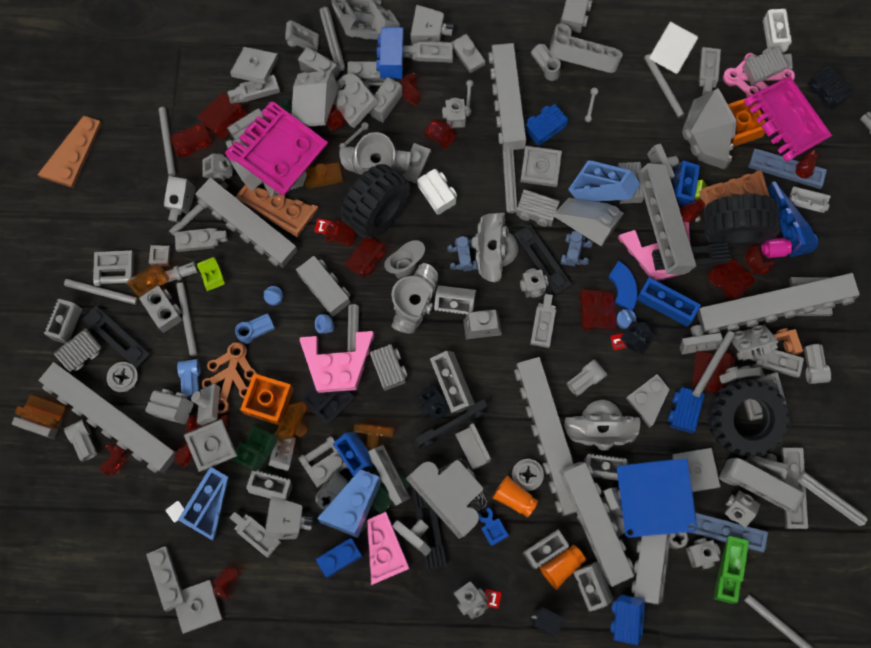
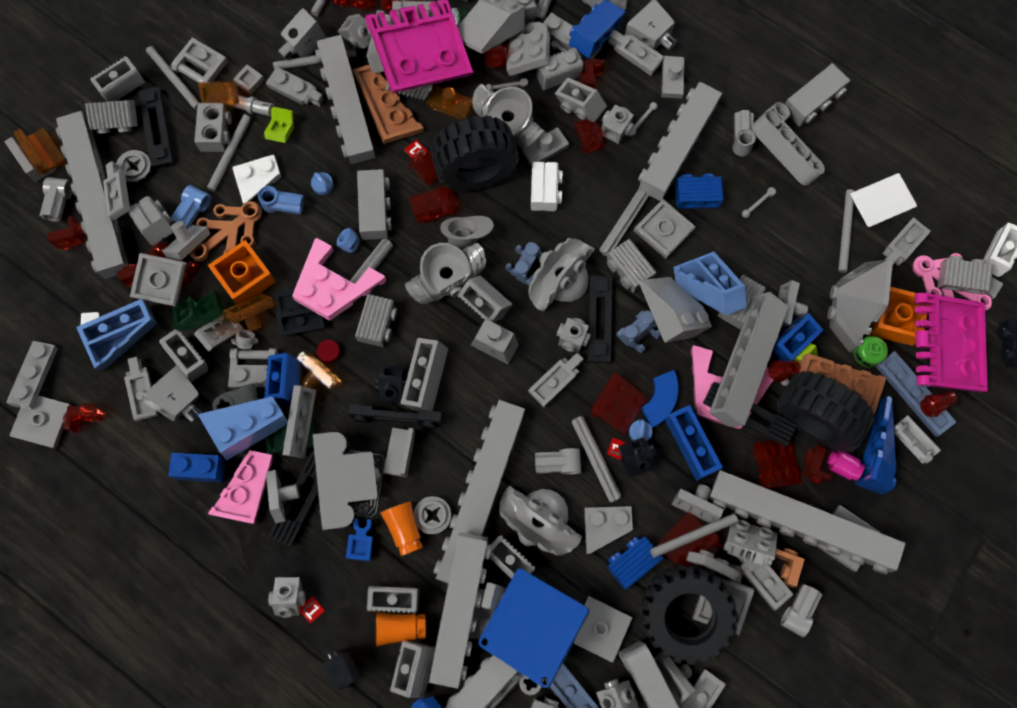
camera: 30 degrees right, 0 degrees up
(127, 403) = (115, 191): none -> light grey hinge
(220, 323) = (255, 175): none -> white wing
(303, 445) = (244, 339): none -> light grey plate
(369, 412) = (328, 351): none -> dark red tile
(418, 112) = (580, 100): none -> light grey brick
(610, 358) = (596, 459): none -> light grey axle
(741, 159) = (871, 352): none -> bright green head

